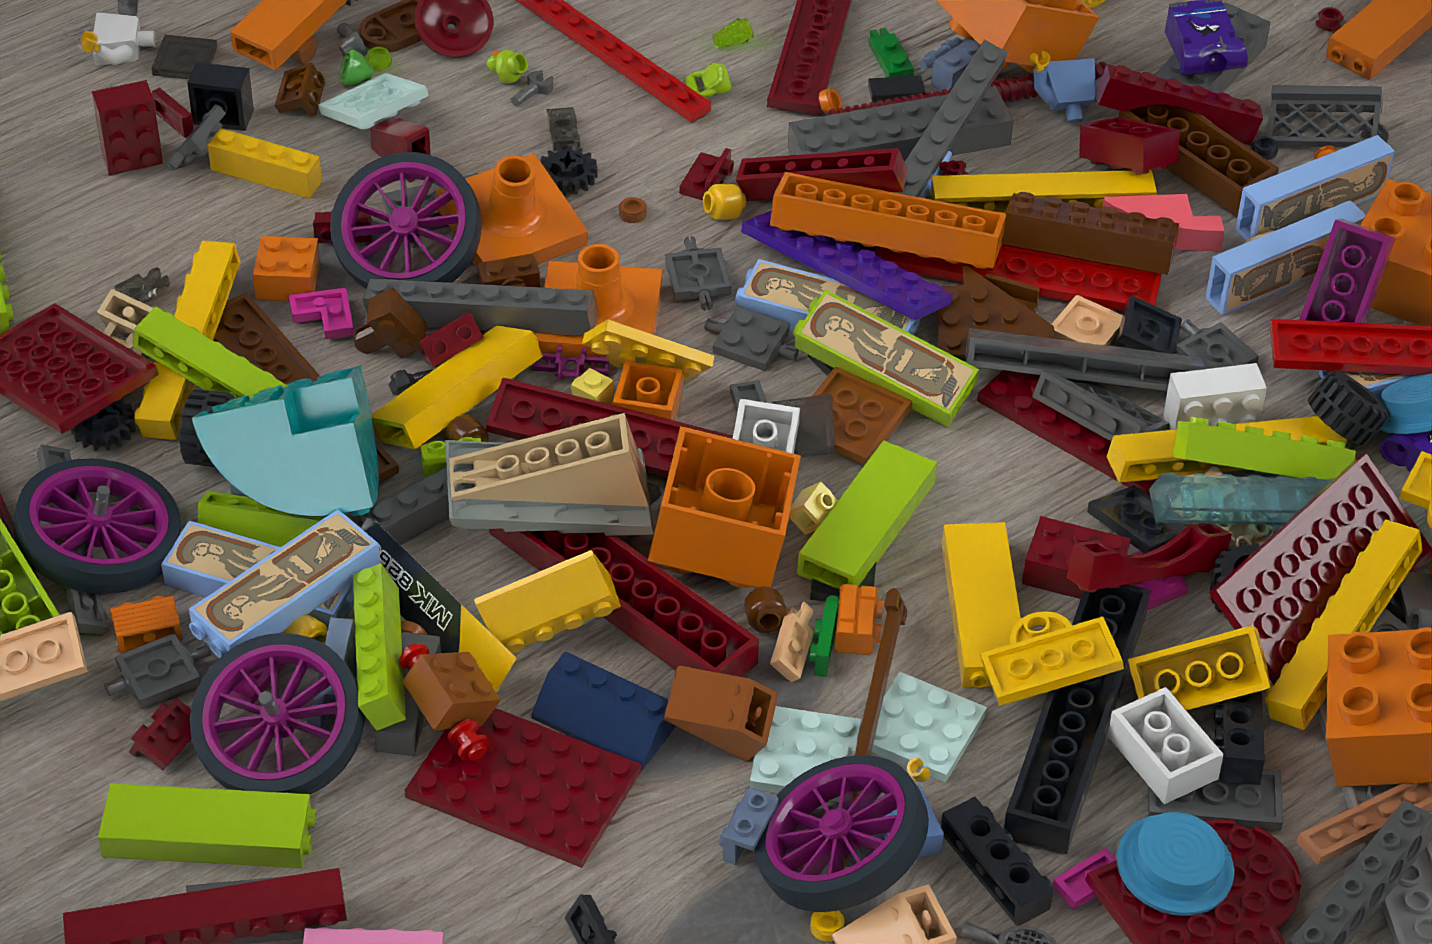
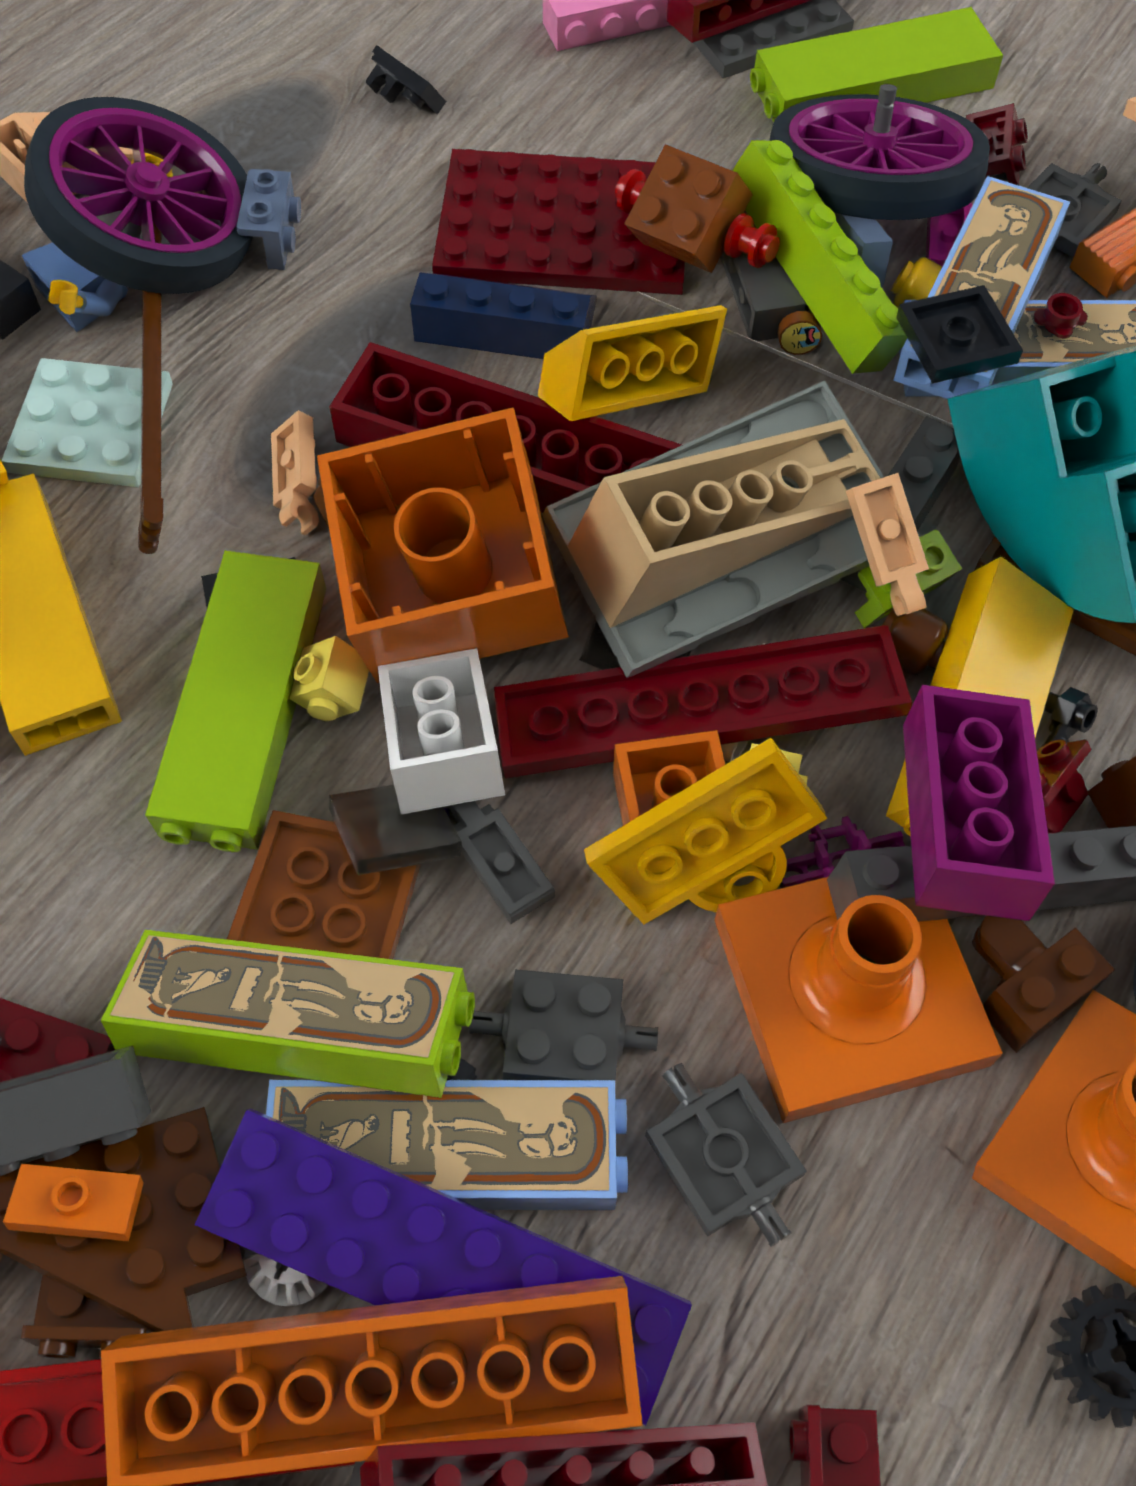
camera: 160 degrees right, 15 degrees up
(242, 559) = (1061, 315): none -> dark red plate
(340, 533) = (959, 334): none -> black tile
(468, 432) = (890, 540): none -> light nougat plate
(516, 294) = (976, 804): none -> magenta brick
(632, 210) = (935, 1306): dark orange tile -> none
(722, 710) = (338, 312): dark orange slope -> none
(724, 201) = (761, 1383): yellow head -> none
(800, 742) = (233, 346): light aqua plate -> none
(825, 631) = (253, 497): green hinge -> none
(856, 619) = (210, 521): orange brick -> none
(1005, 316) = (74, 1202): none -> orange plate

